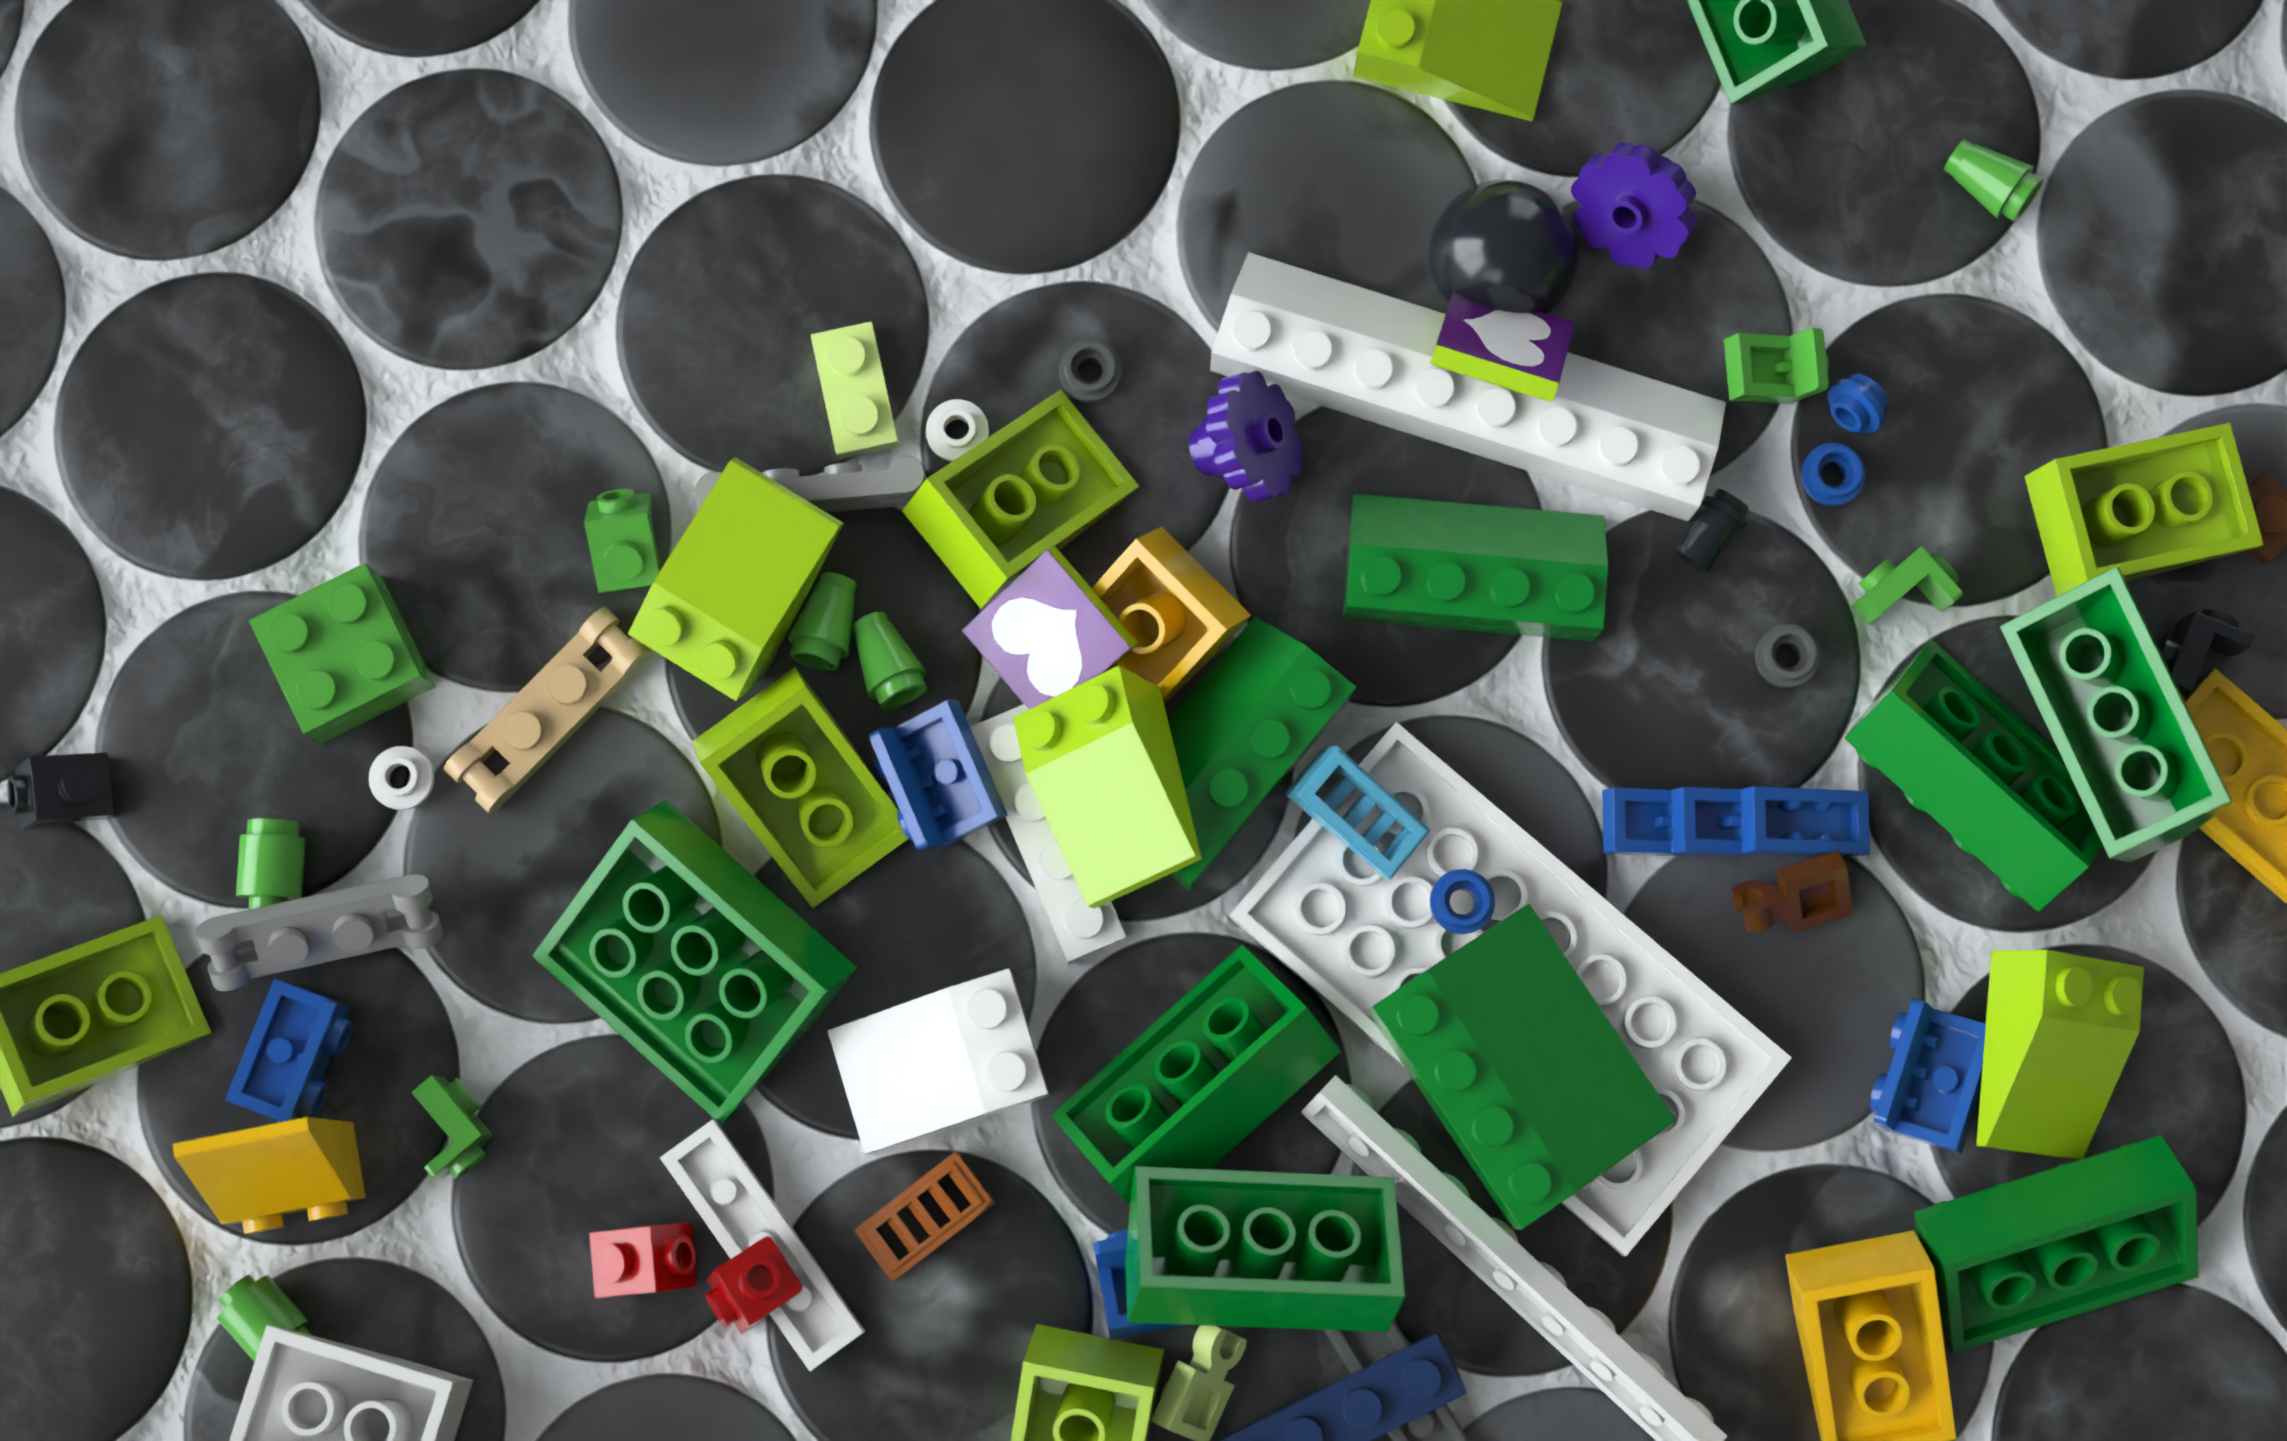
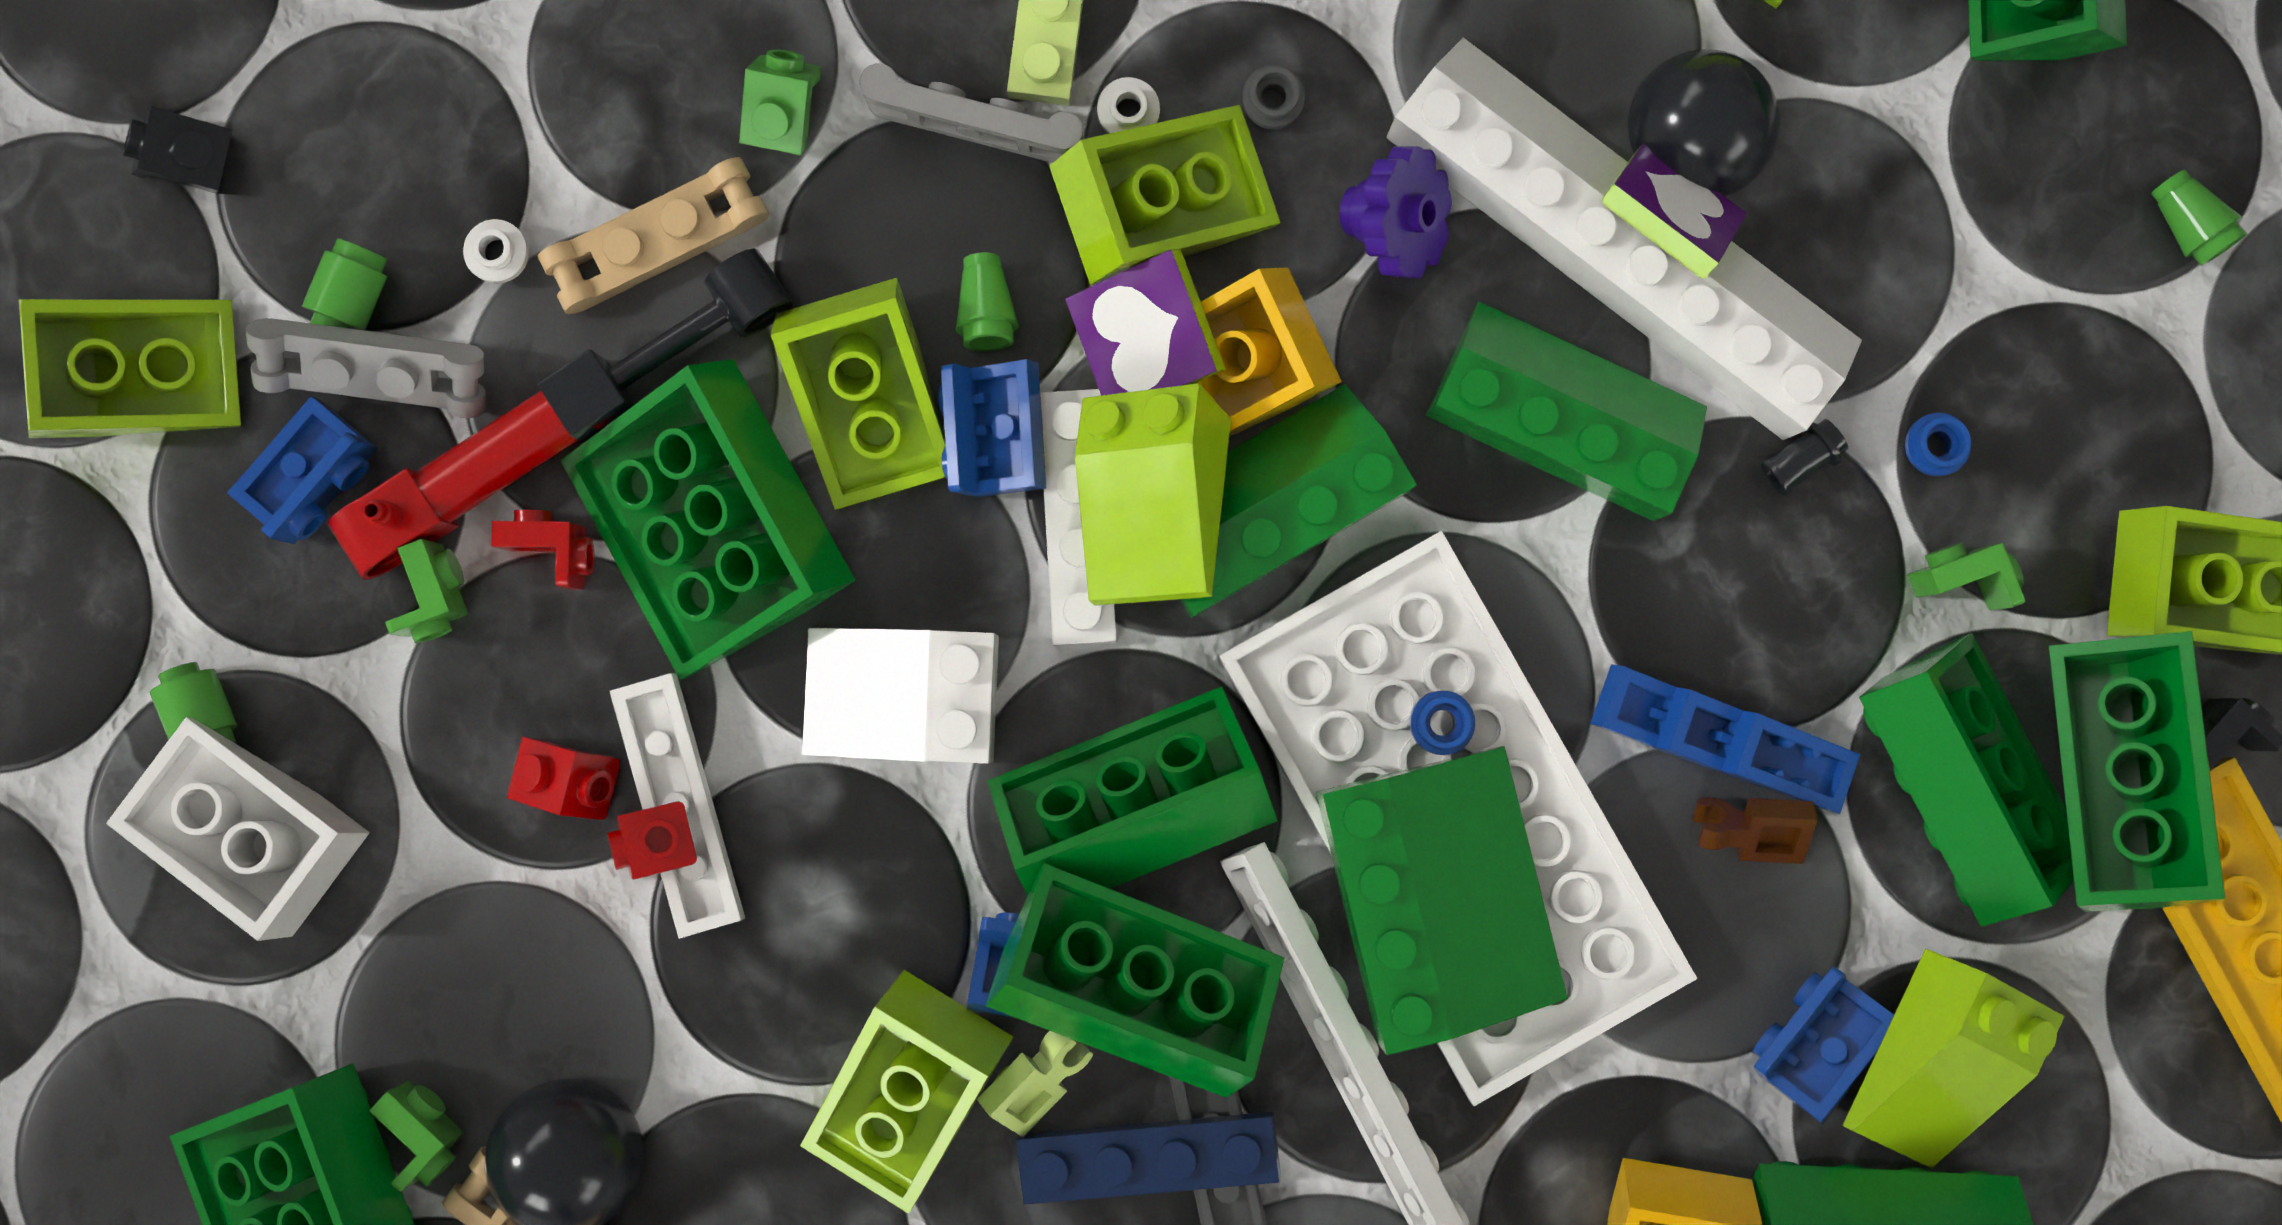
camera: 15 degrees right, 5 degrees up
(276, 1171) = (244, 577): yellow slope -> none
(342, 653) = (478, 113): bright green brick -> none
(525, 902) = (569, 408): none -> piece
(536, 1031) = (539, 533): none -> red bracket
(736, 580) = (868, 174): lime slope -> none
(825, 624) = (939, 247): bright green cone -> none
(969, 1185) = (886, 815): dark orange slope -> none
(1323, 811) = (1382, 567): medium azure slope -> none
(1634, 205) = (1849, 119): dark purple plant -> none
(1776, 366) = (1925, 323): bright green bracket -> none
(1800, 642) = (1849, 597): dark grey plate -> none
(1858, 404) = (1988, 386): blue plate -> none

